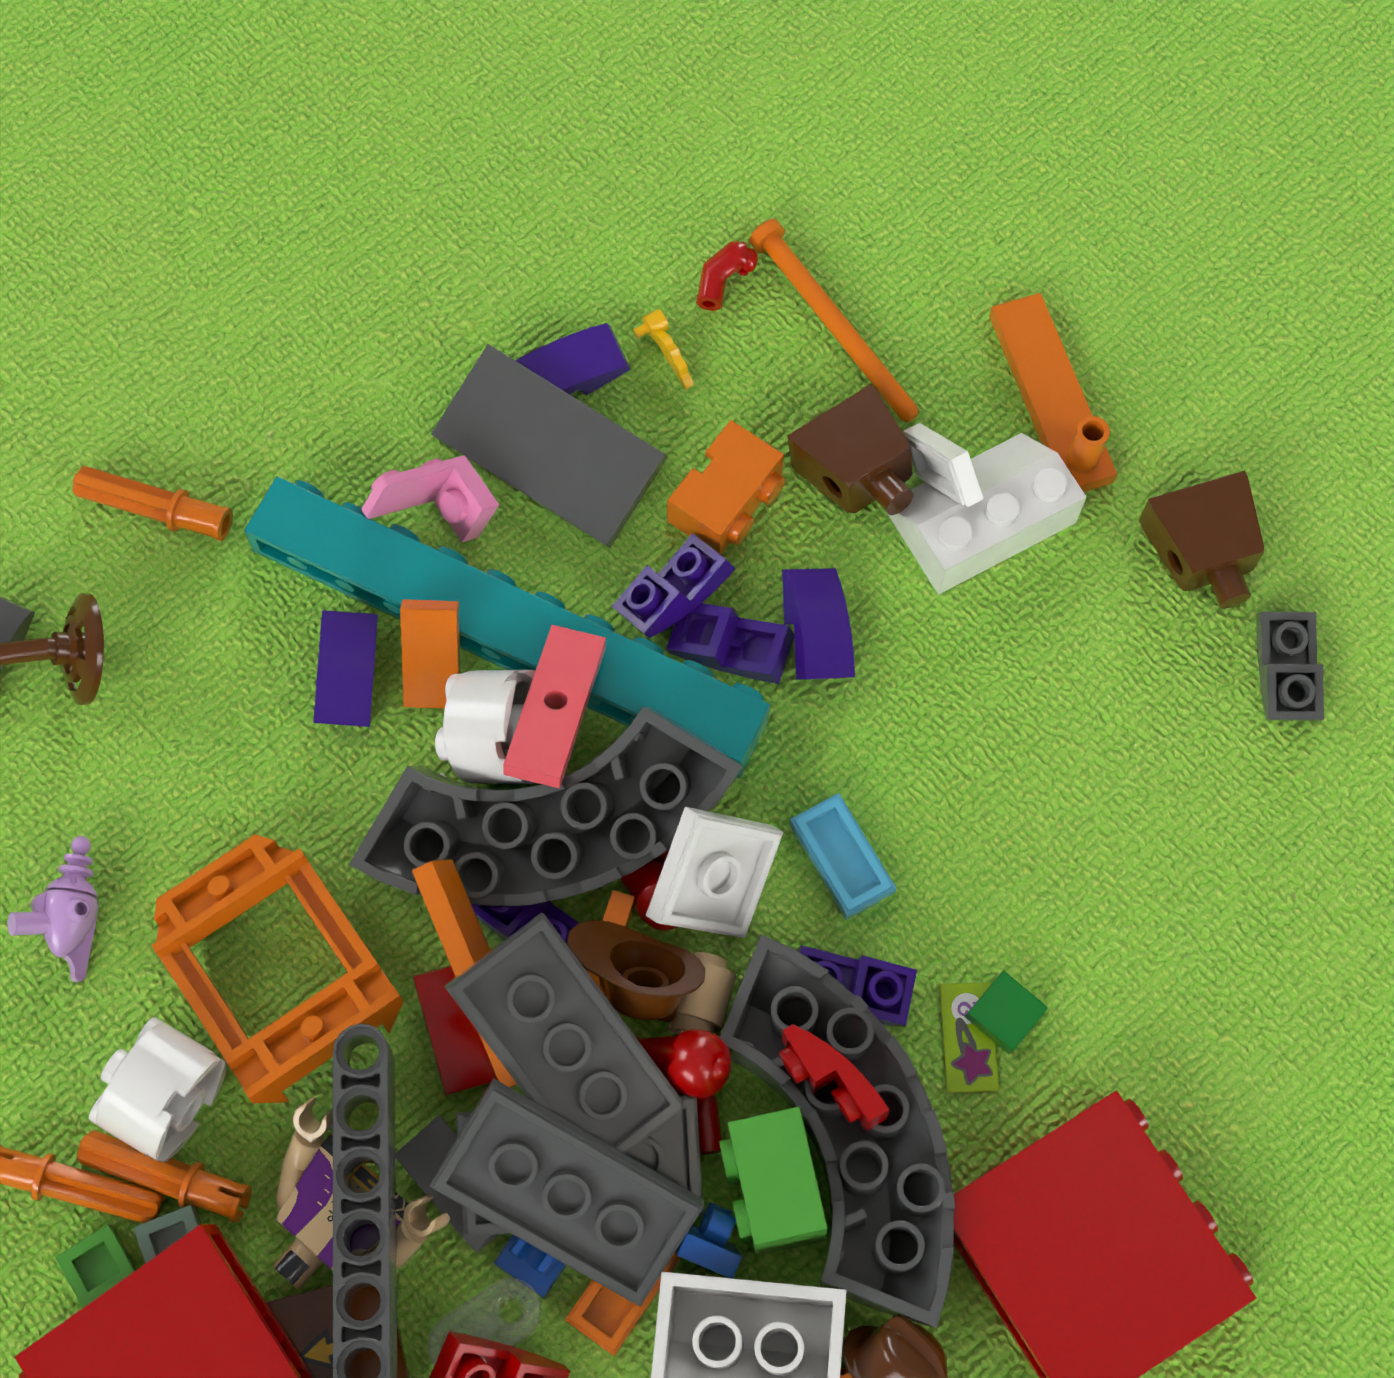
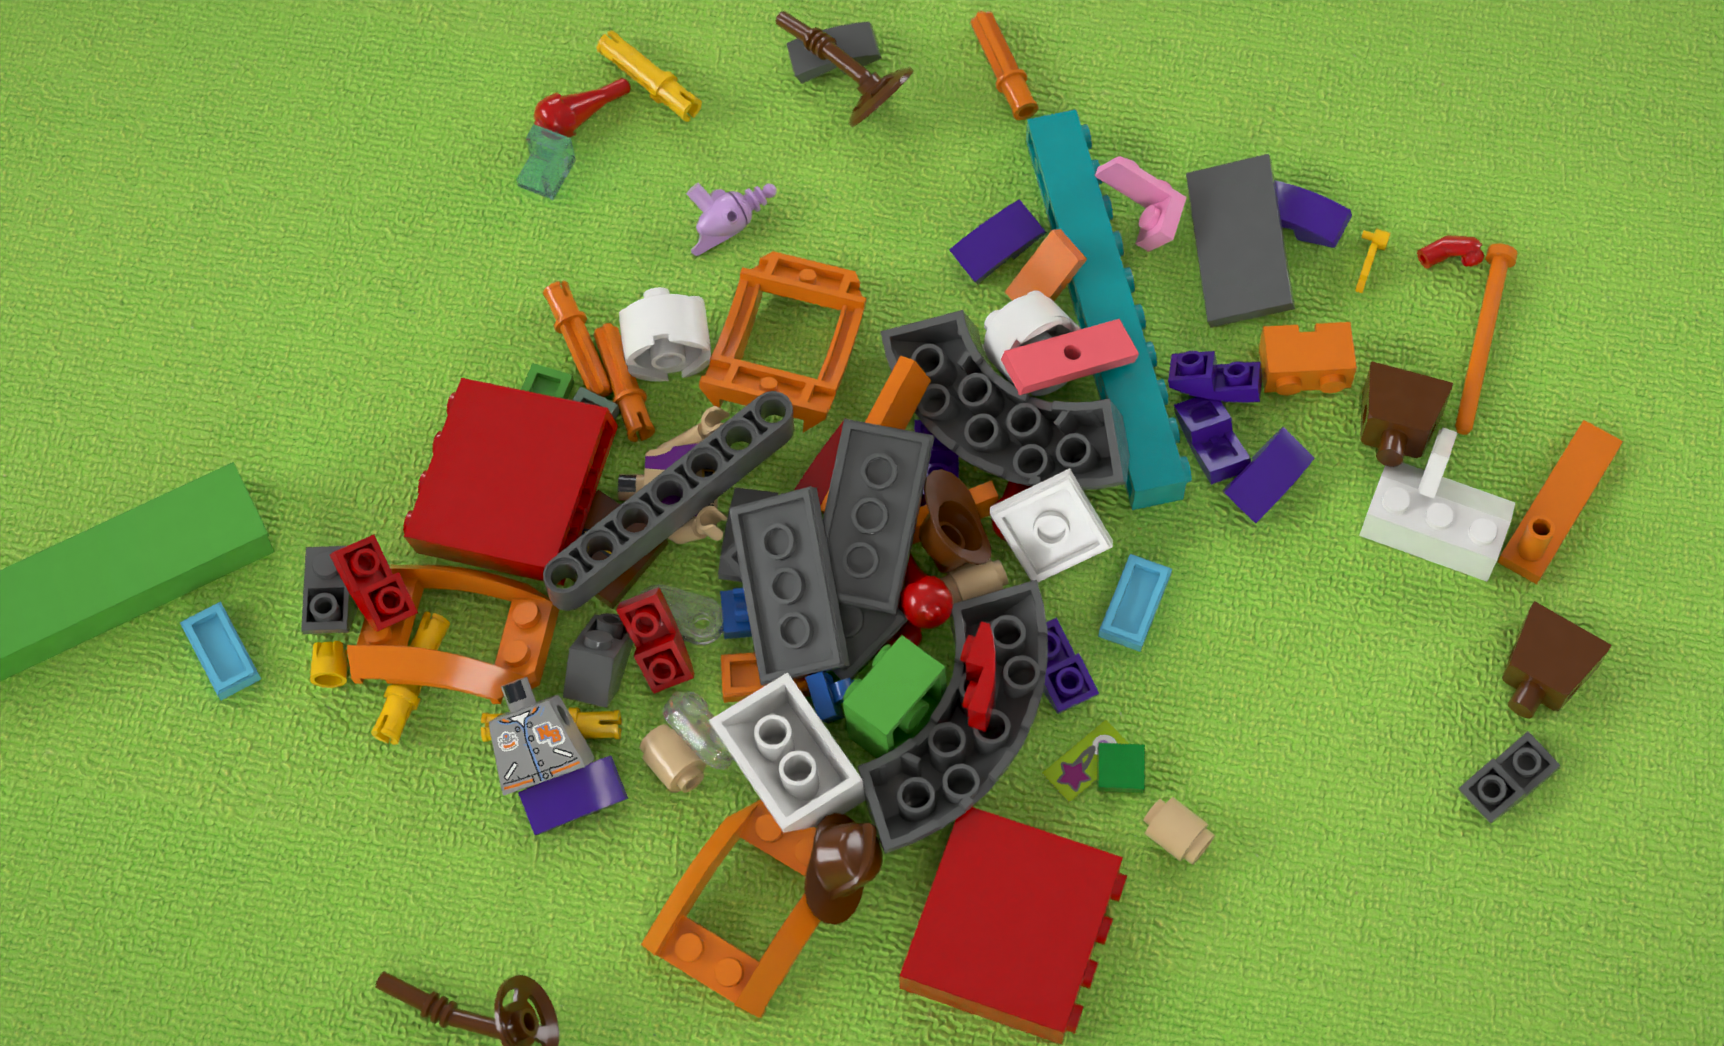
camera: 55 degrees right, 5 degrees down
(1117, 1011) = (1178, 830): none -> tan brick

